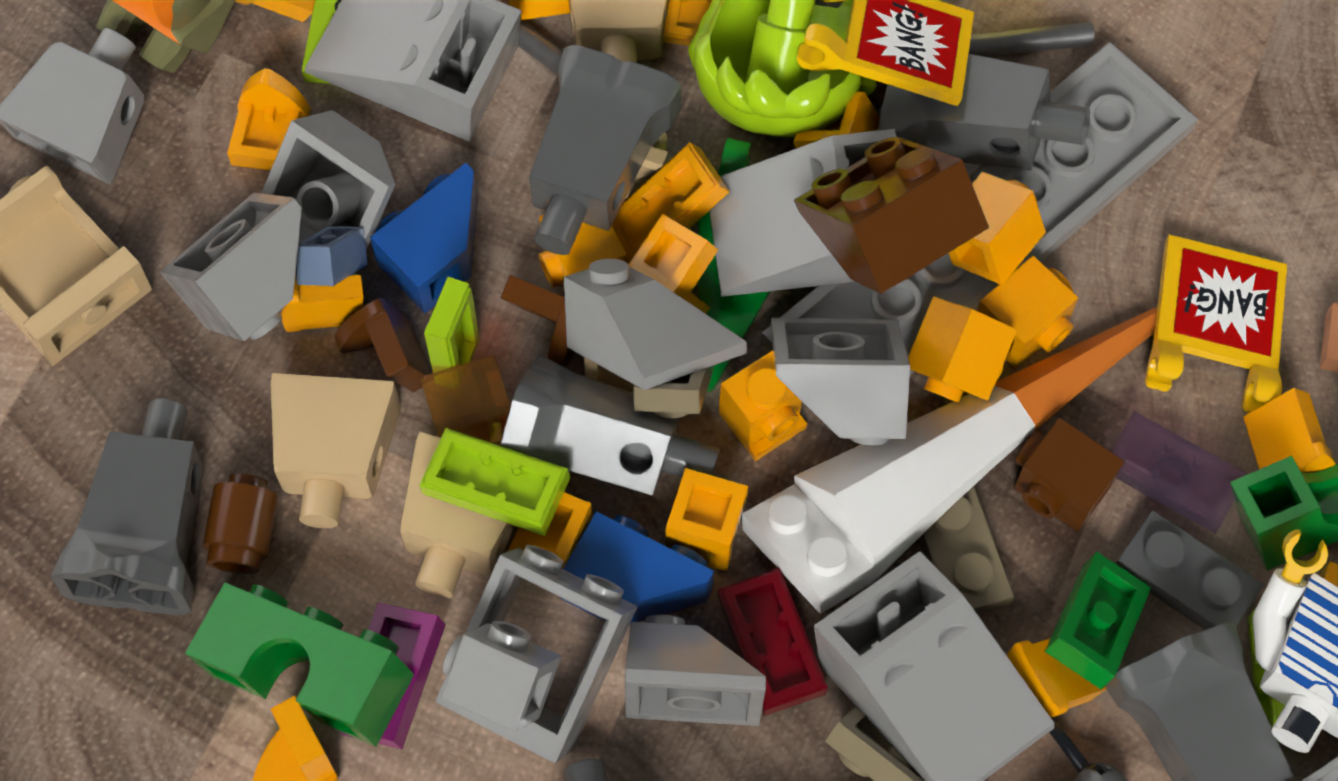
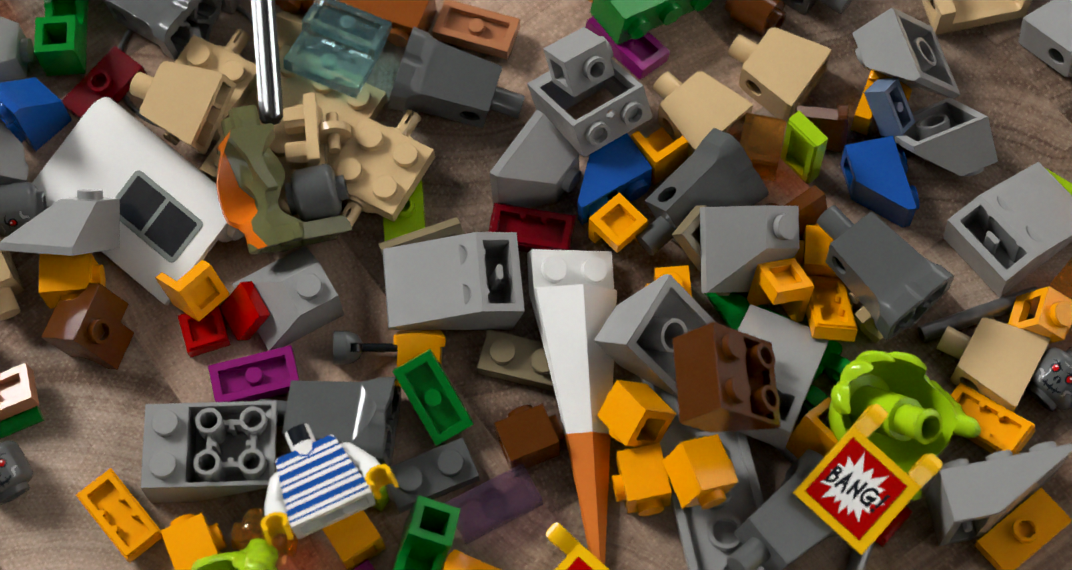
camera: 125 degrees right, 0 degrees up
(263, 118) = (1014, 133): light orange tile -> none
(495, 481) = (694, 117): lime plate -> none

